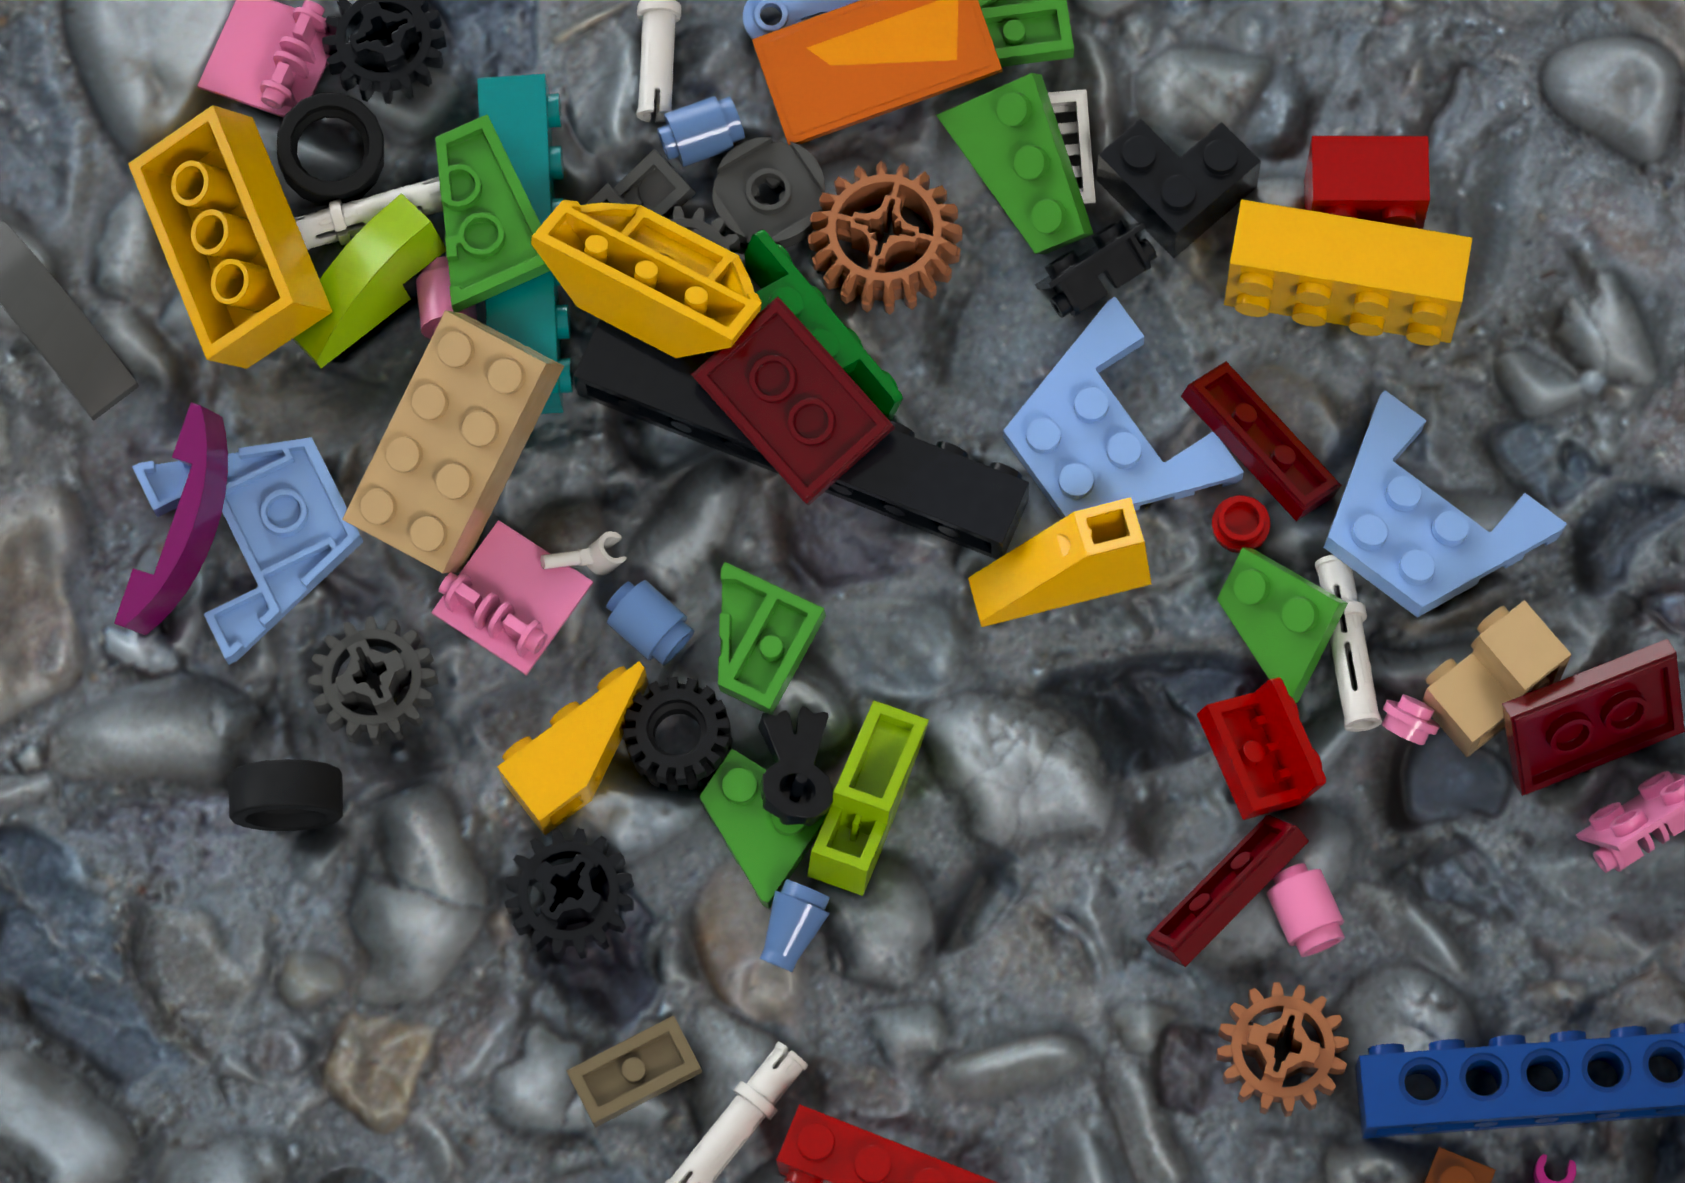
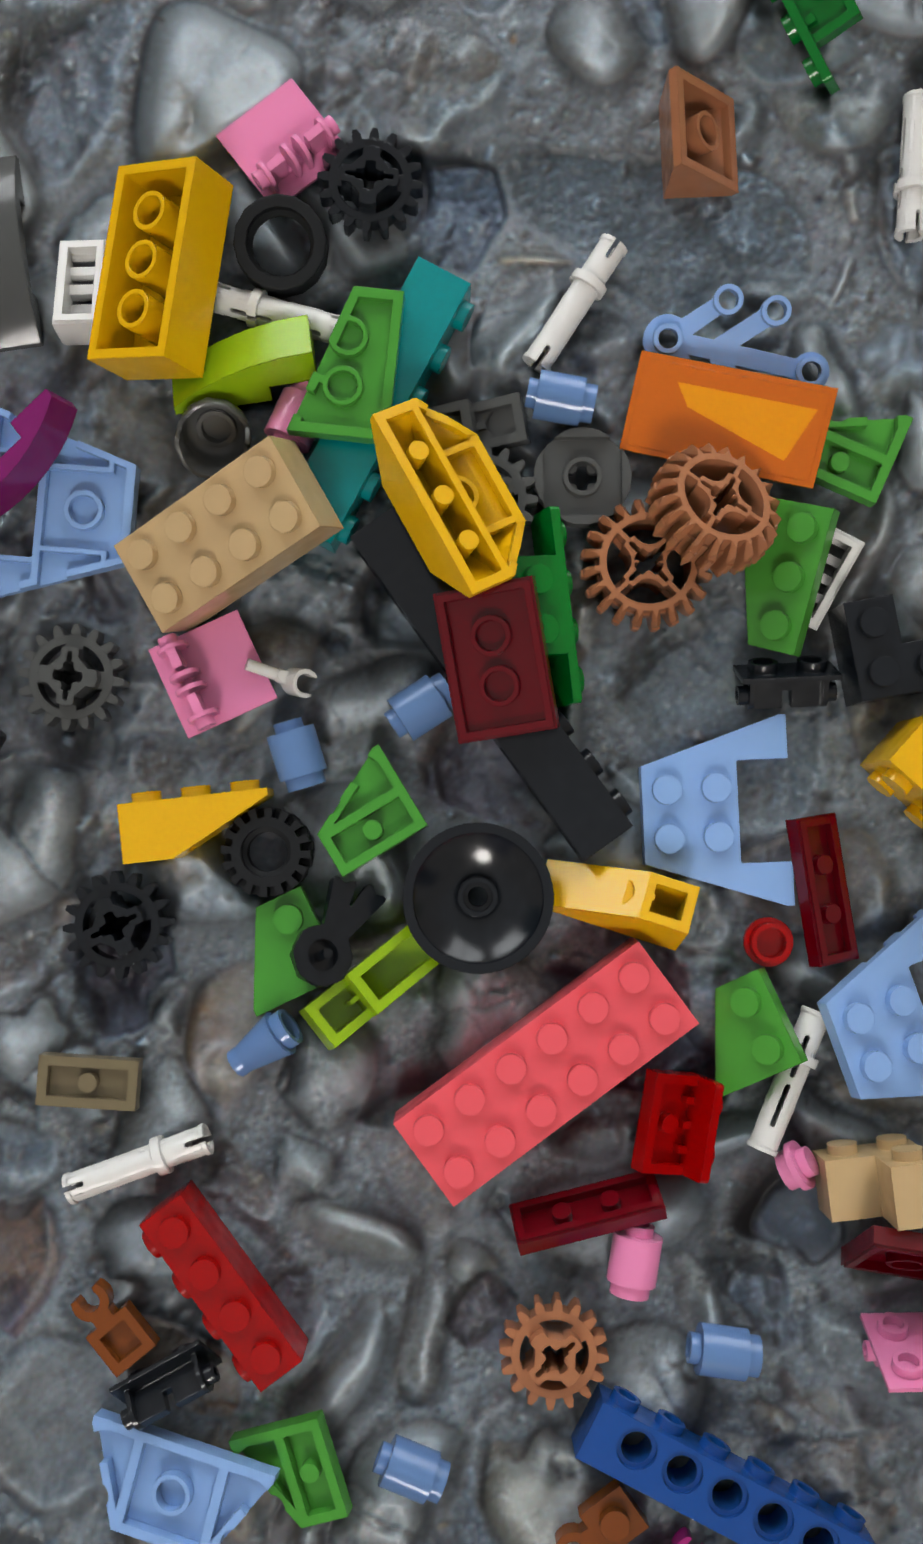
camera: 20 degrees right, 15 degrees up
(169, 338) = (72, 321): none -> white slope
(374, 364) = (211, 436): none -> dark grey hair
(745, 501) = (420, 706): none -> medium blue brick
(911, 607) = (484, 935): none -> black dish
(915, 141) = (712, 510): none -> nougat gear
(1092, 775) = (543, 1070): none -> coral brick
(1456, 945) = (724, 1352): none -> medium blue brick

